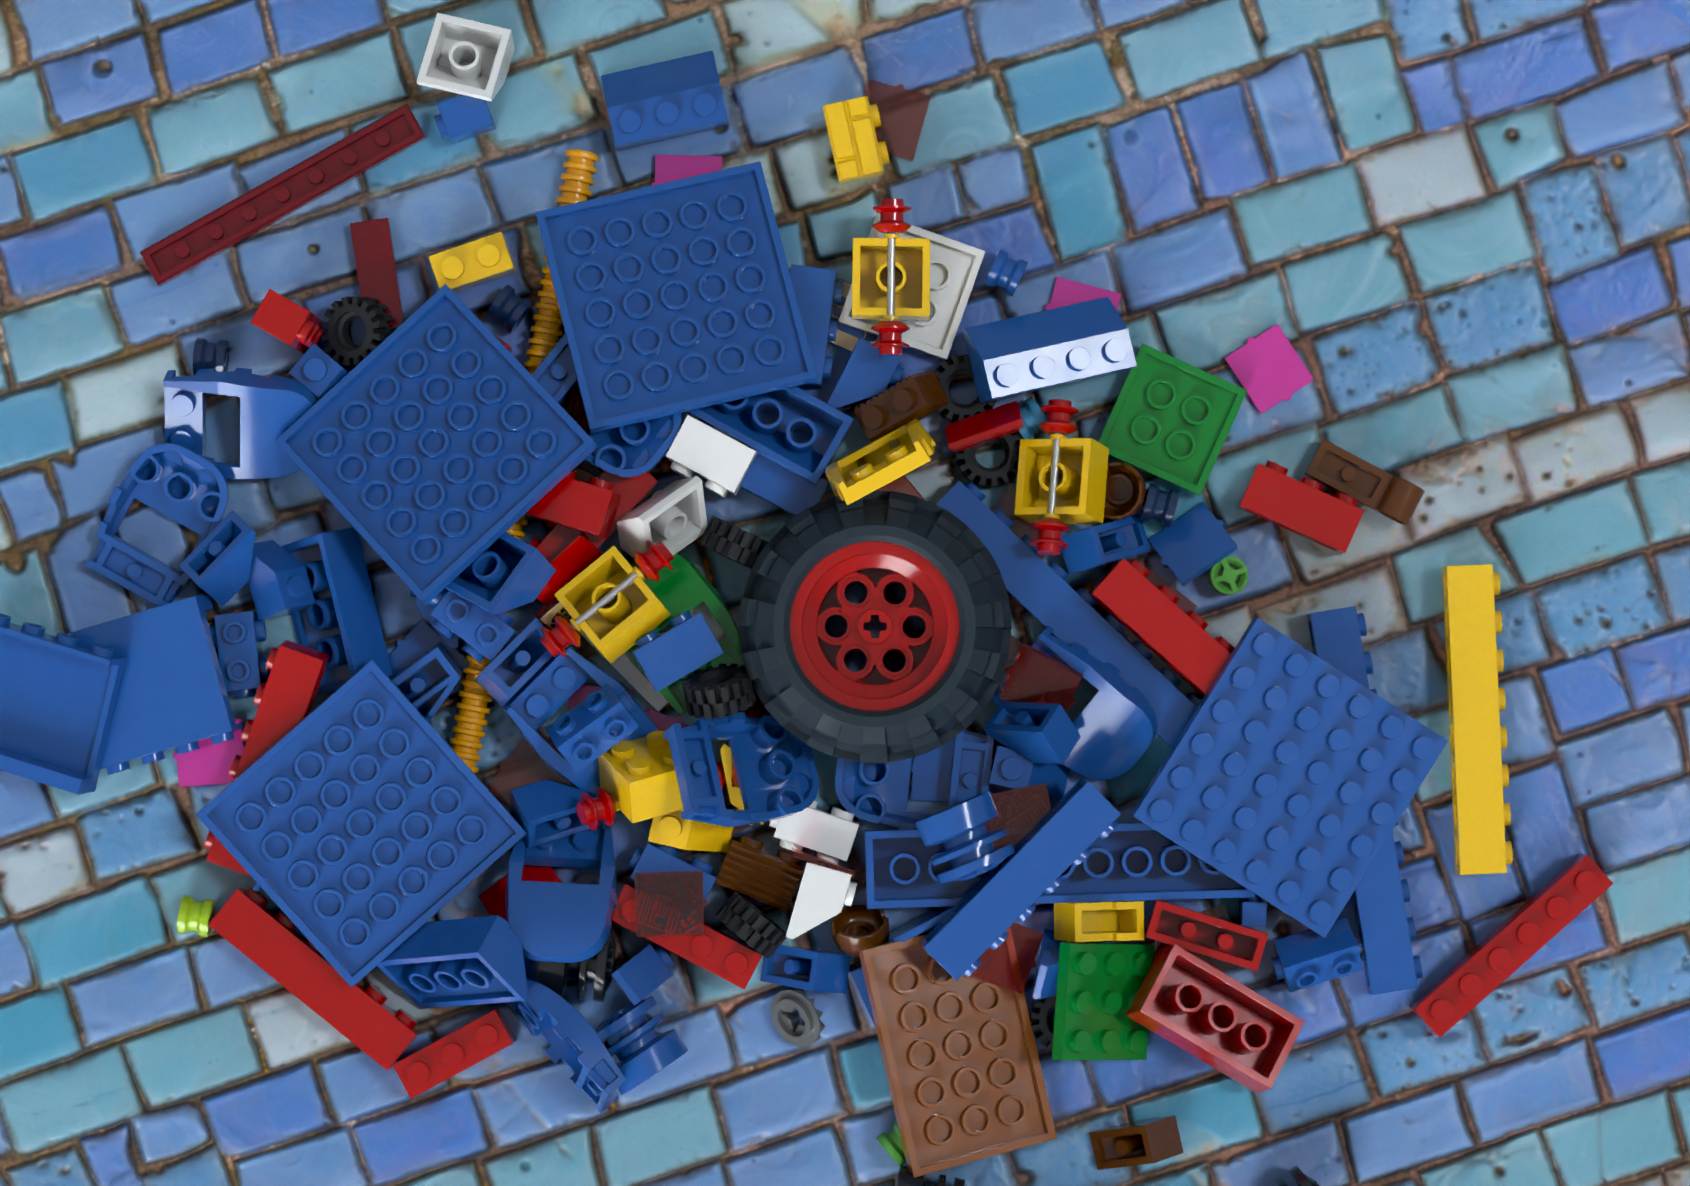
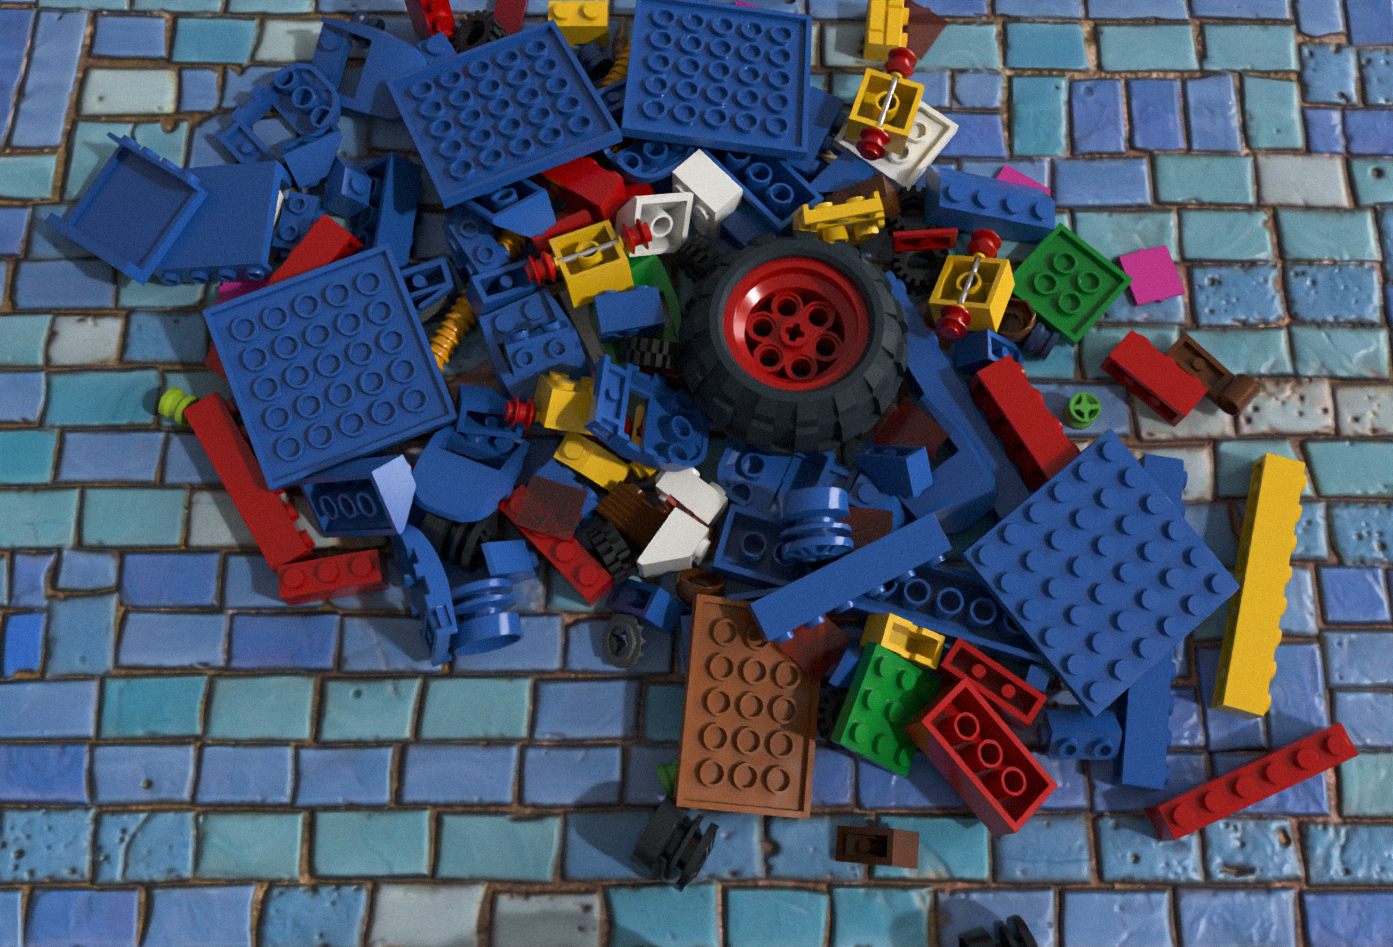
camera: 10 degrees right, 15 degrees down
(1006, 273) = (969, 146): blue wheel -> none
(1193, 544) = (1060, 377): blue piece -> none

